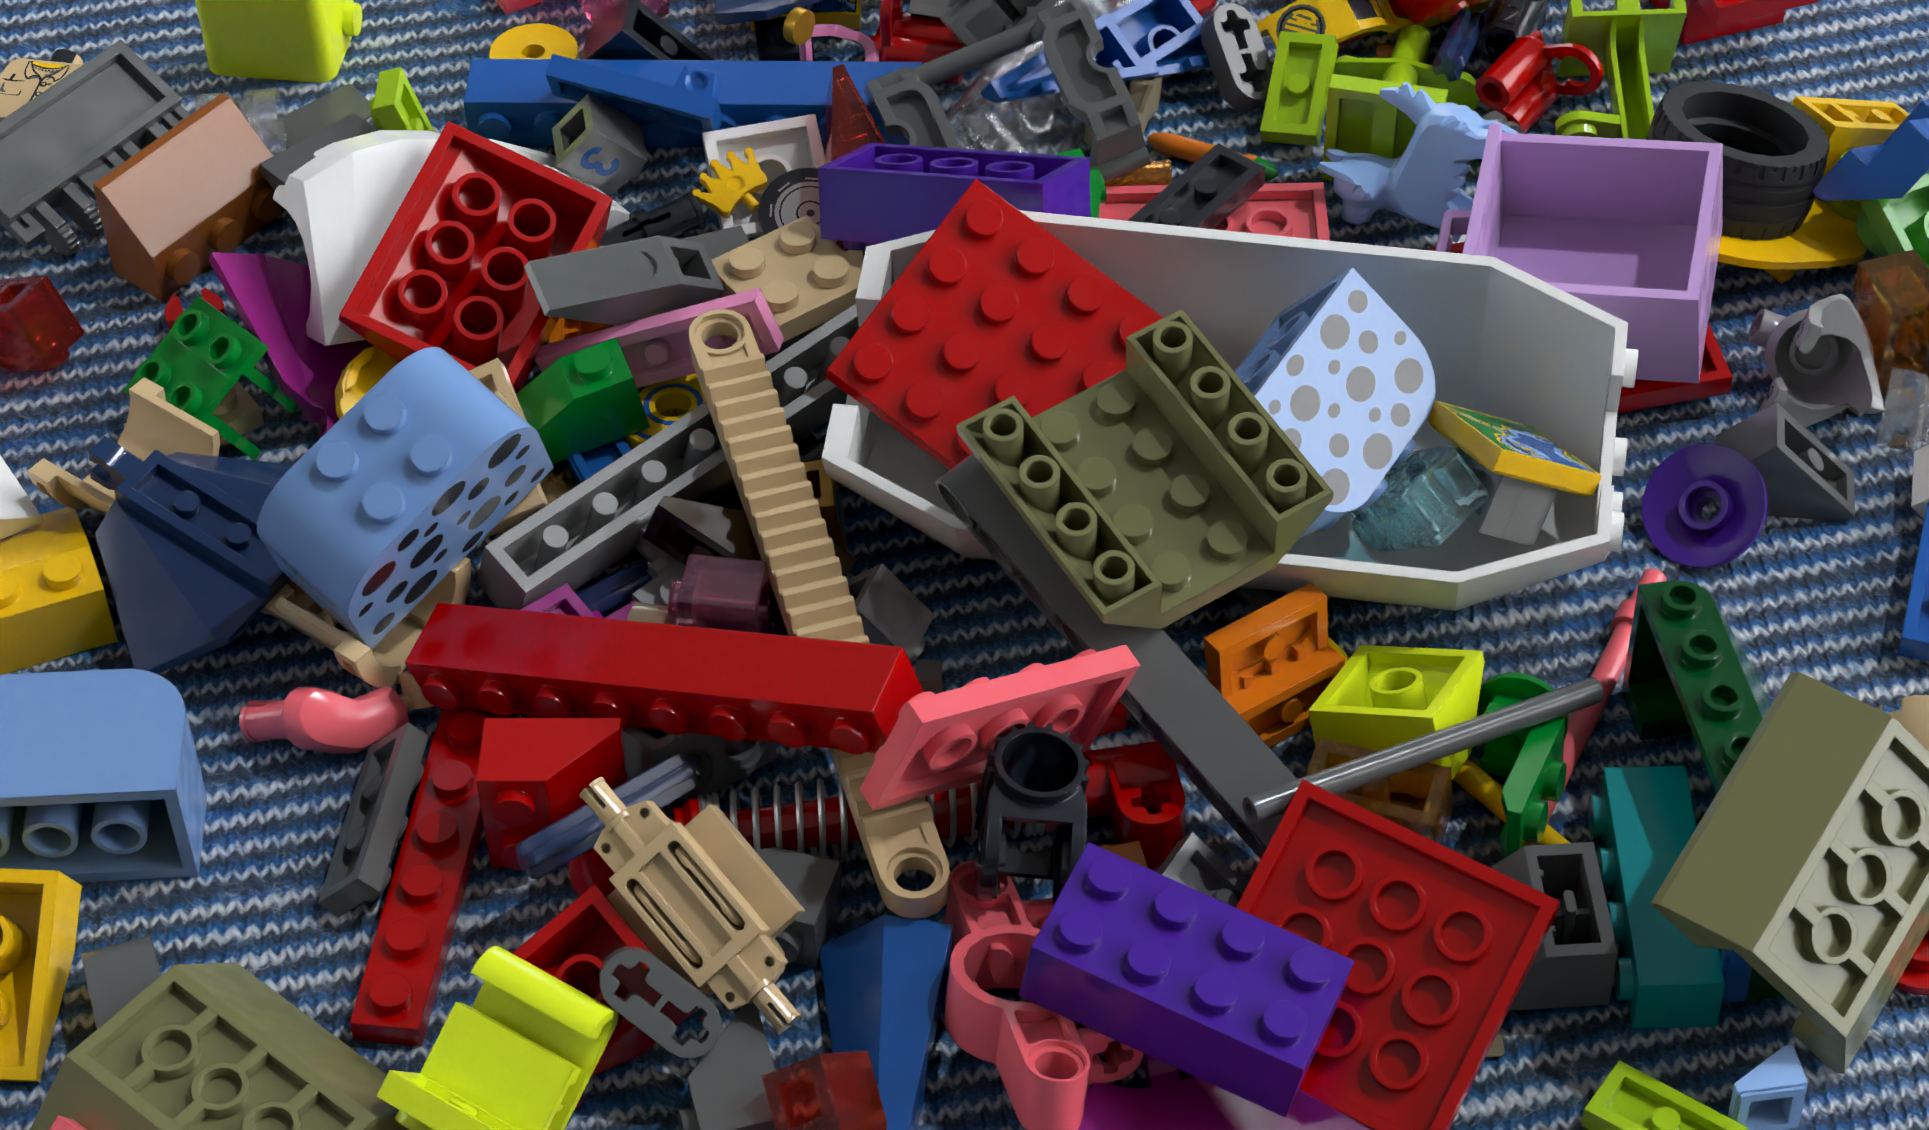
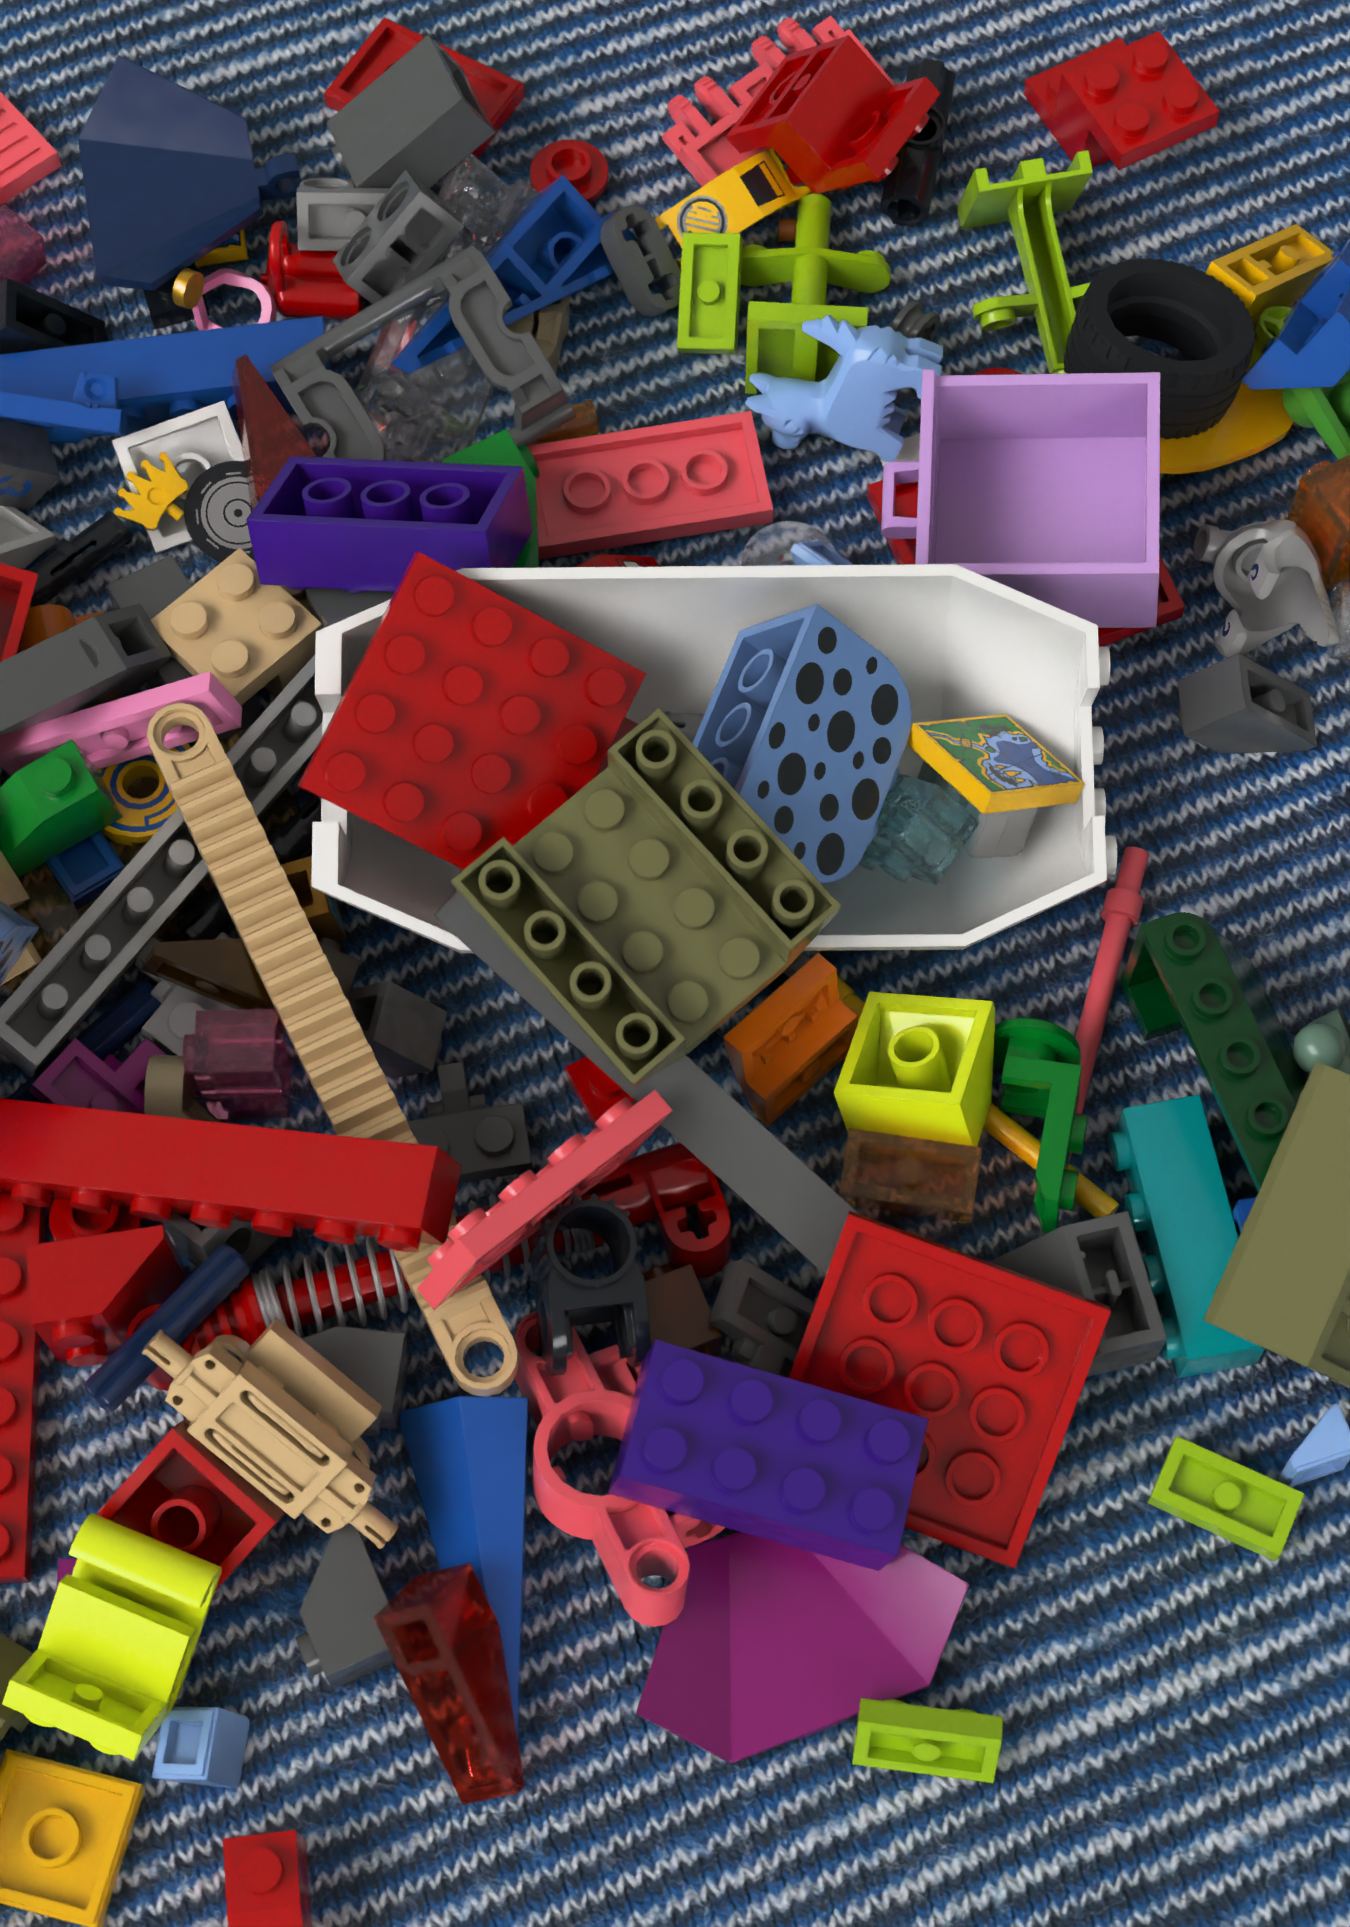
camera: 10 degrees left, 20 degrees up
(647, 1015) = (255, 1556): dark grey beam -> none
(1193, 150) = (671, 390): orange piece -> none
(1205, 191) = (622, 474): black plate -> none
(1430, 747) = (955, 1137): dark grey piece -> none
(1458, 44) = (862, 226): dark blue axle -> none
(1525, 83) = (937, 254): red piece -> none
(1684, 486) = (1146, 771): dark purple dish -> none

